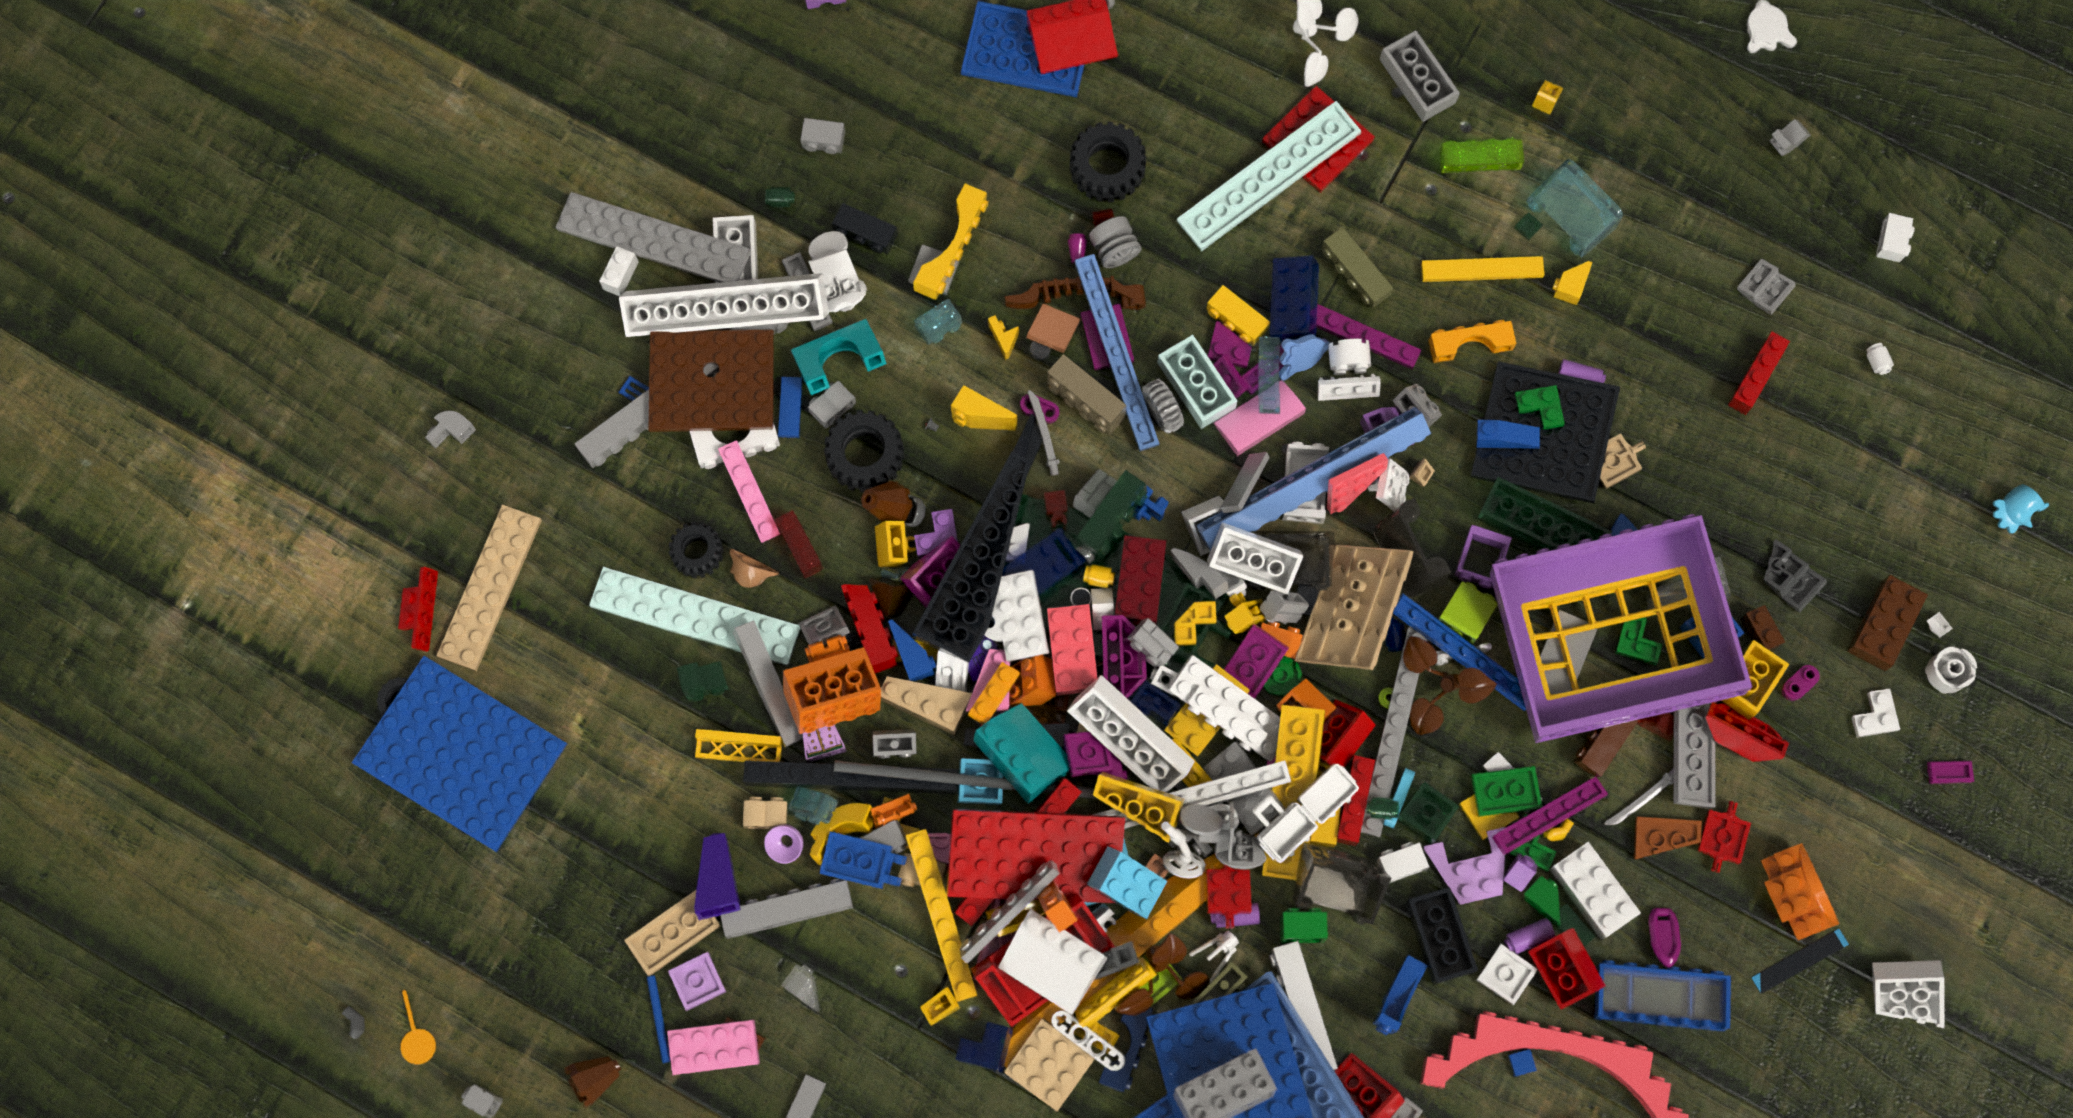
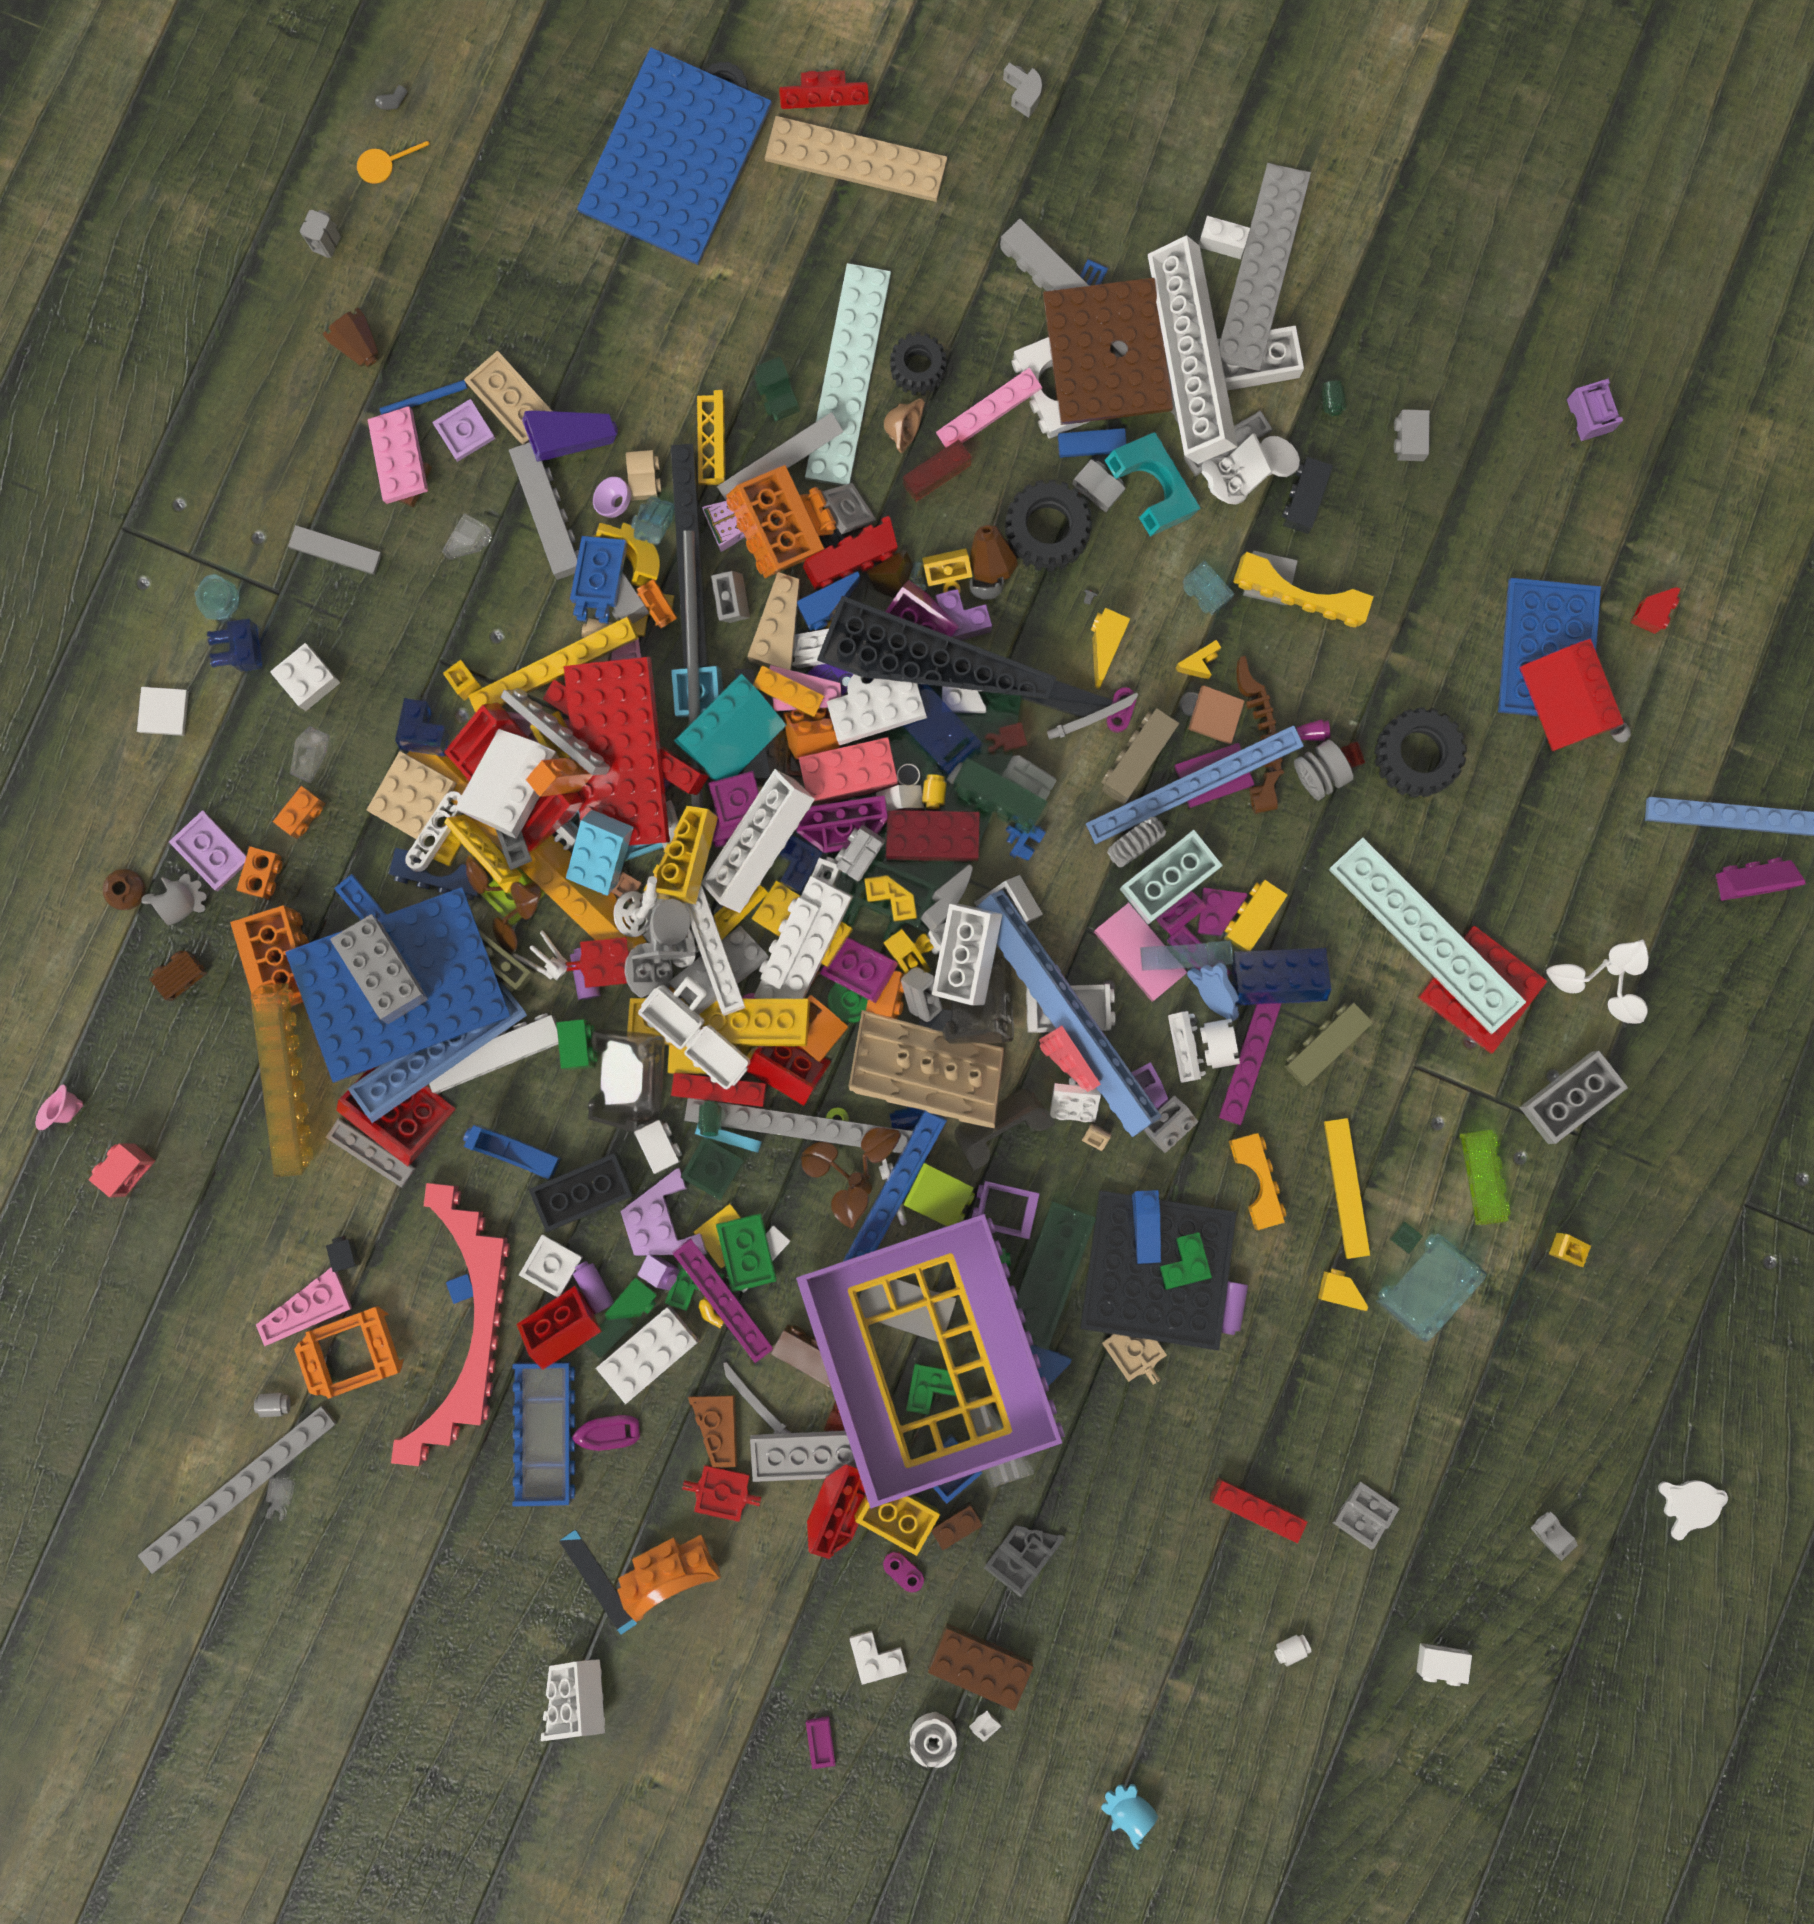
camera: 85 degrees right, 10 degrees up
(1245, 482) = (1057, 939): light grey tile -> none

